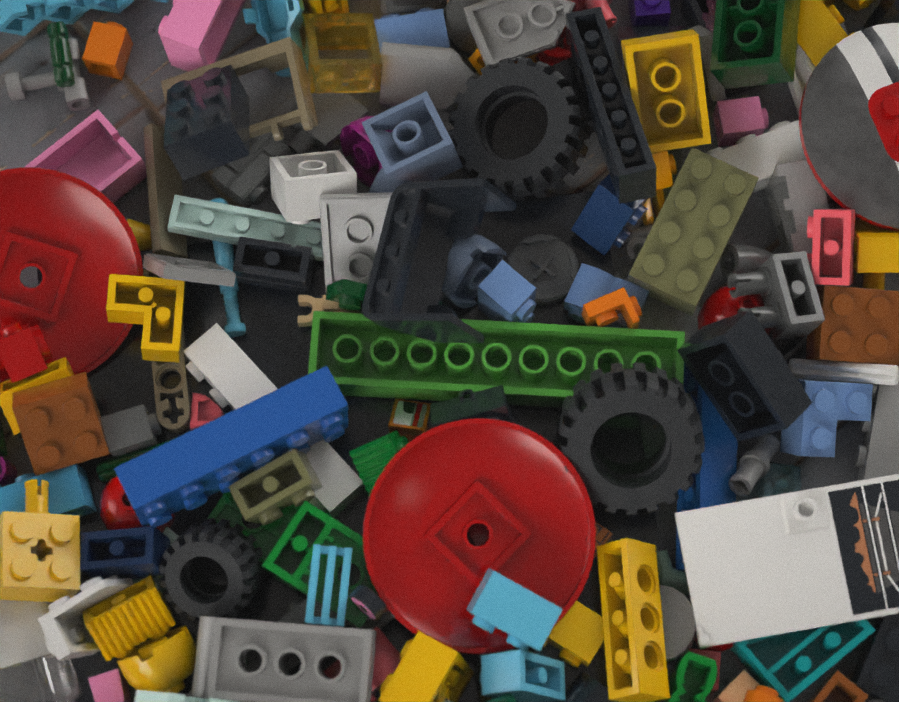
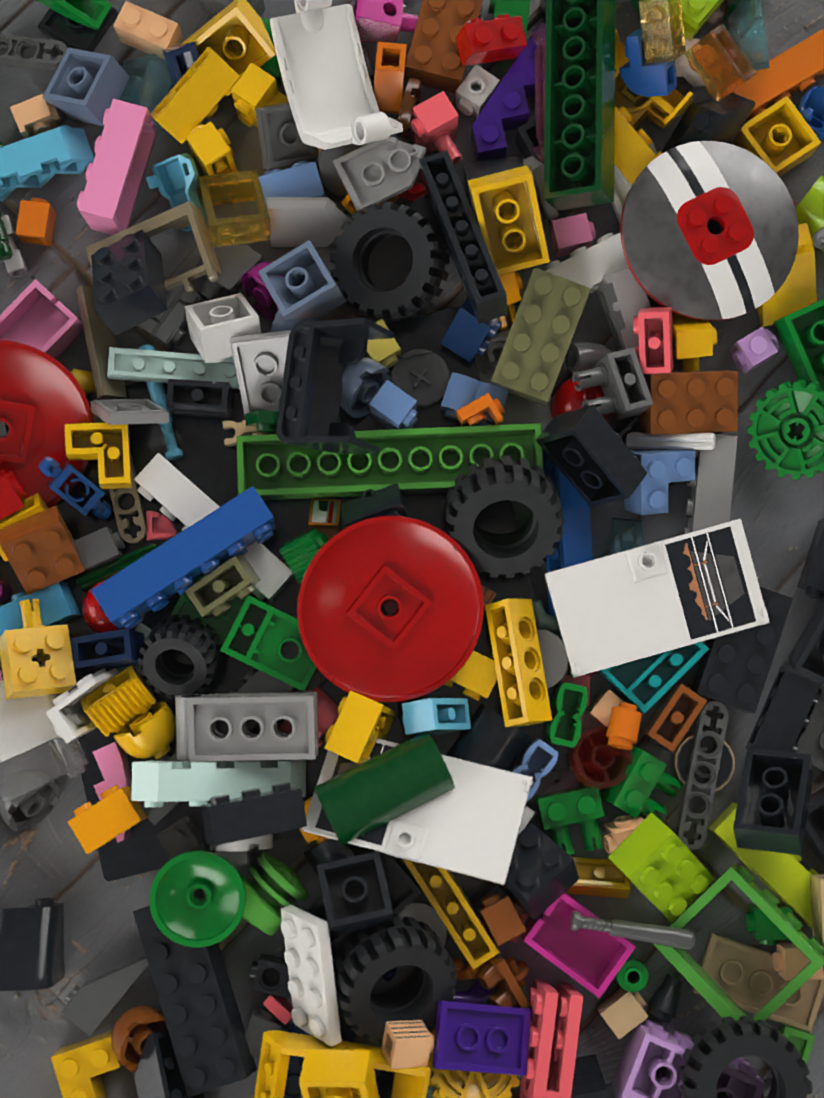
camera: 10 degrees left, 10 degrees up
(138, 384) = (92, 501): none -> blue piece
(332, 552) = (287, 661): medium azure tile -> none
(368, 603) = (308, 672): black tile -> none
(501, 229) = (383, 350): none -> light yellow brick
(513, 610) = (423, 666): medium azure brick -> none
(754, 464) = (604, 525): light grey pin -> none

